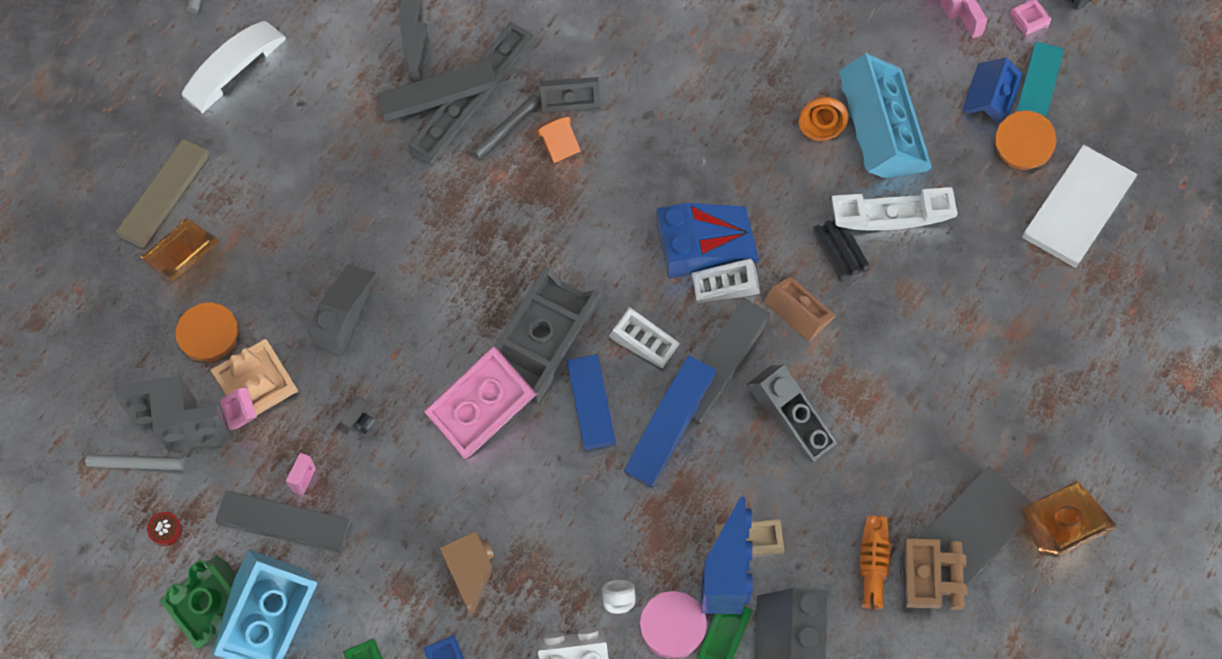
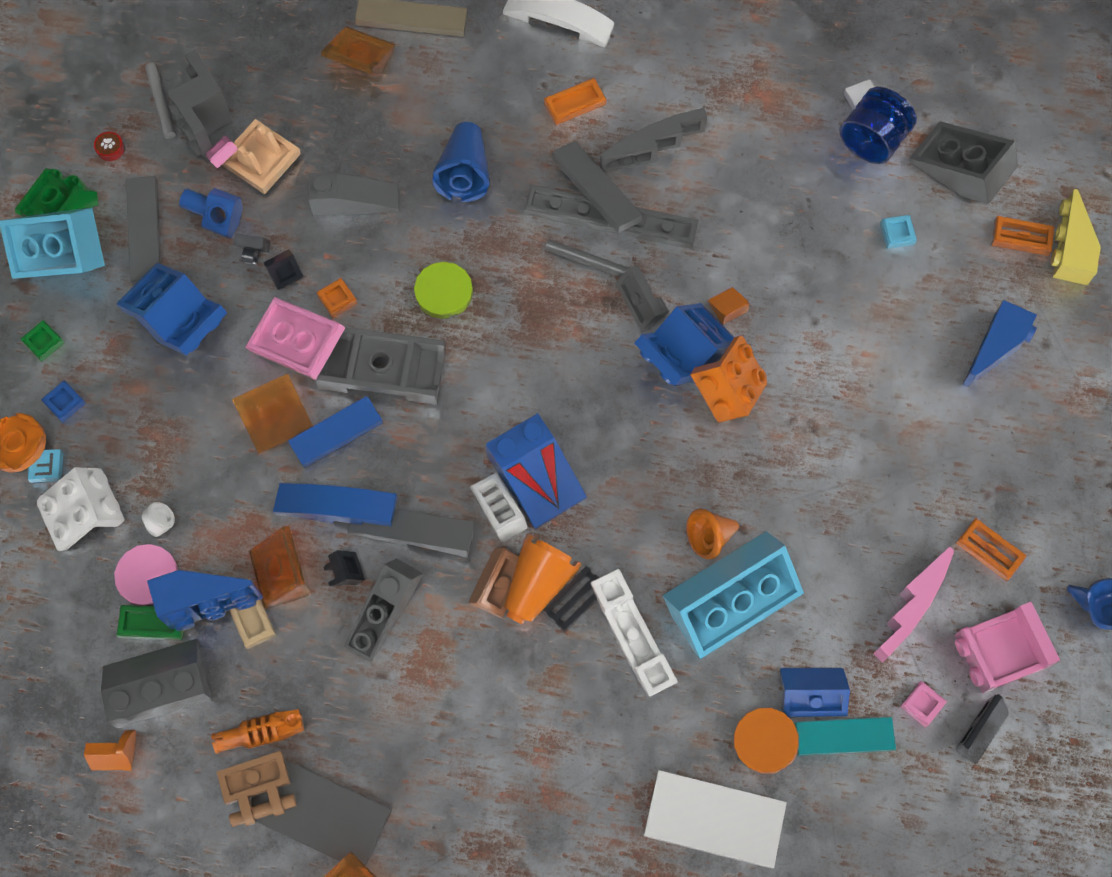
camera: 65 degrees right, 5 degrees up
(207, 332) = (293, 104): orange tile -> none
(290, 444) = (209, 208): none -> blue piece
(301, 474) = (185, 225): bright pink tile -> none
(333, 82) = (575, 101): none -> orange tile
(360, 192) = (463, 165): none -> blue cone
(395, 395) = (283, 269): none -> black tile
(396, 509) = (172, 309): none -> blue bracket
(446, 358) = (336, 298): none -> orange tile
(469, 567) = (141, 388): medium nougat slope -> none
(482, 259) = (443, 290): none -> lime tile
(550, 452) = (272, 413): none -> clear orange slope
(558, 138) = (588, 305): orange tile -> none
(605, 28) = (728, 305): none -> orange slope
(637, 69) = (684, 341): none -> blue bracket
(638, 347) = (411, 428): white slope -> none
(692, 49) = (732, 383): none -> orange bracket
(715, 488) = (279, 569): none -> clear orange slope
(739, 432) = (345, 568): none -> black tile
(814, 266) = (537, 579): none -> orange cone

